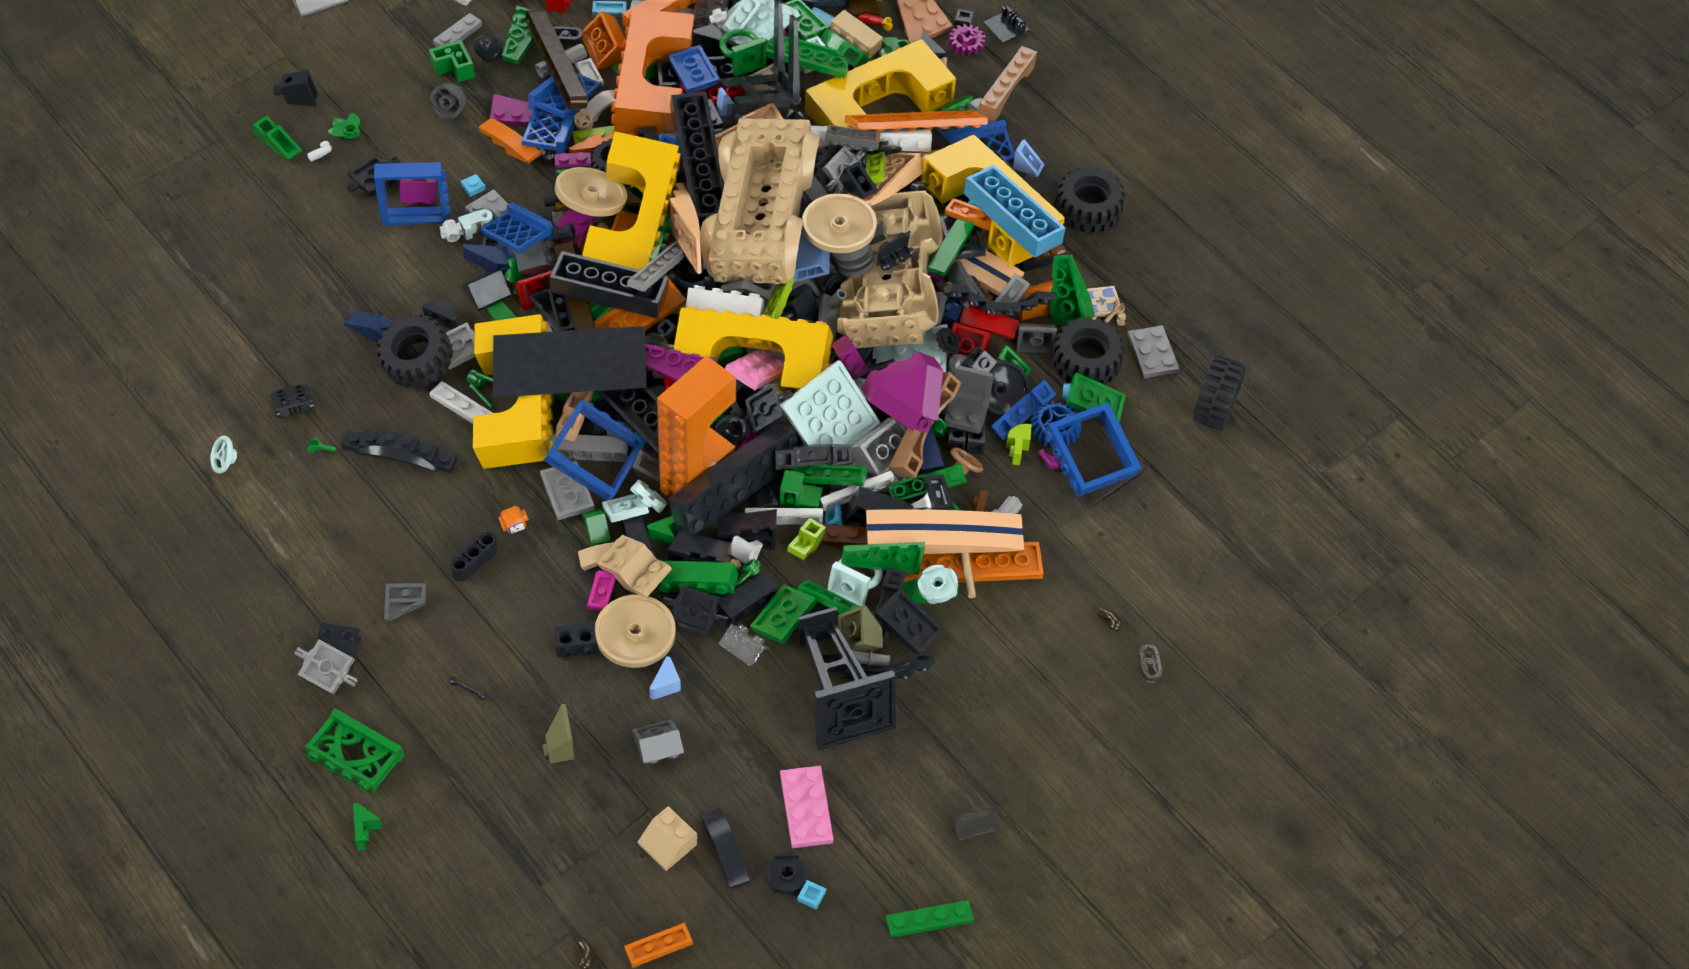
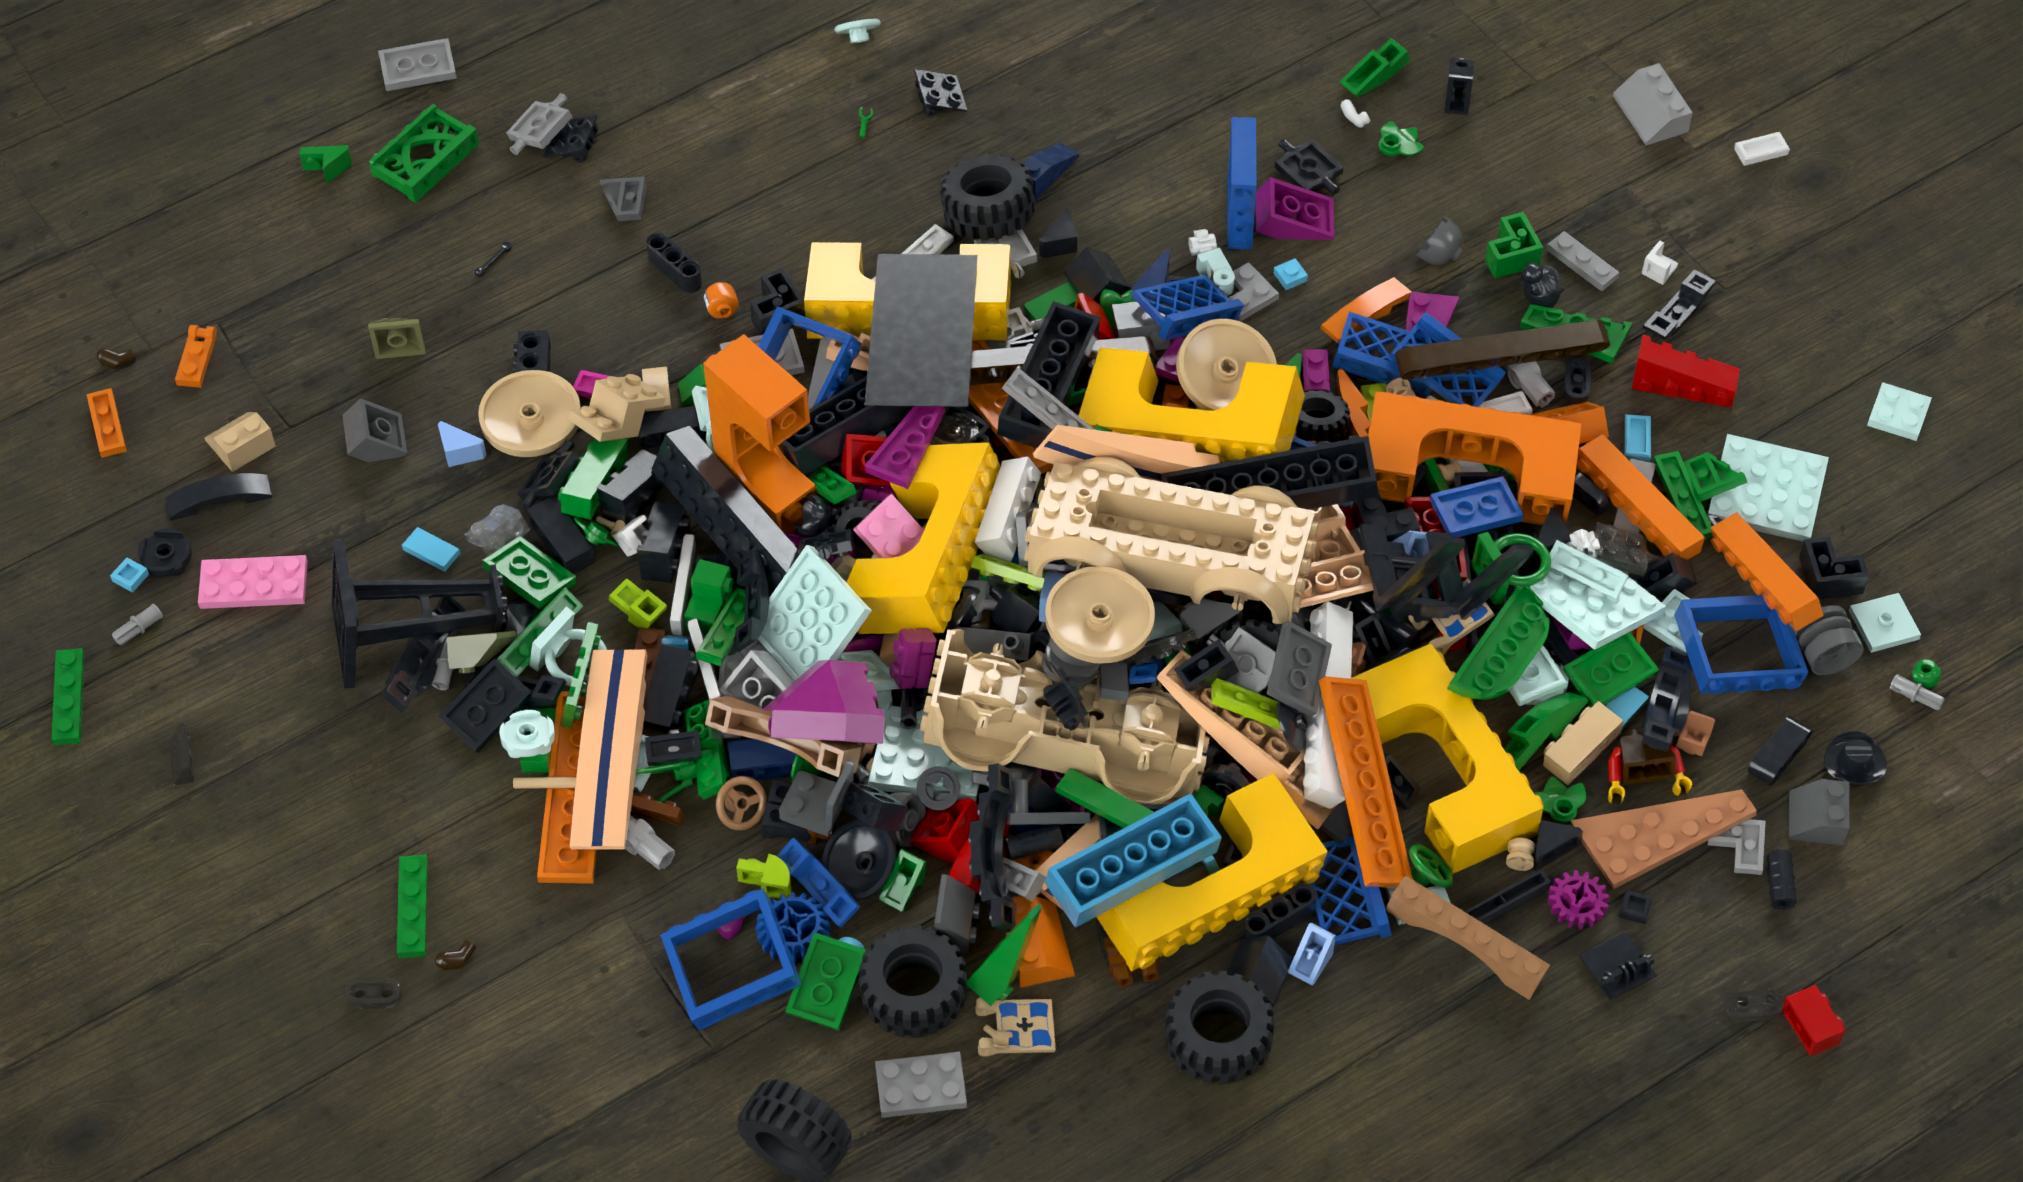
camera: 100 degrees right, 0 degrees up
(248, 774) = (417, 64): none -> light grey plate
(400, 448) = (843, 189): black piece -> none
(518, 476) = (776, 291): none -> black brick
(564, 232) = (1165, 345): black bush -> none
(580, 892) = (196, 356): none -> orange plate
(763, 687) = (431, 549): none -> medium azure tile
(858, 880) = (137, 624): none -> light grey axle
(971, 71) = (1510, 898): none -> black piece
(1074, 652) = (412, 906): none -> green plate

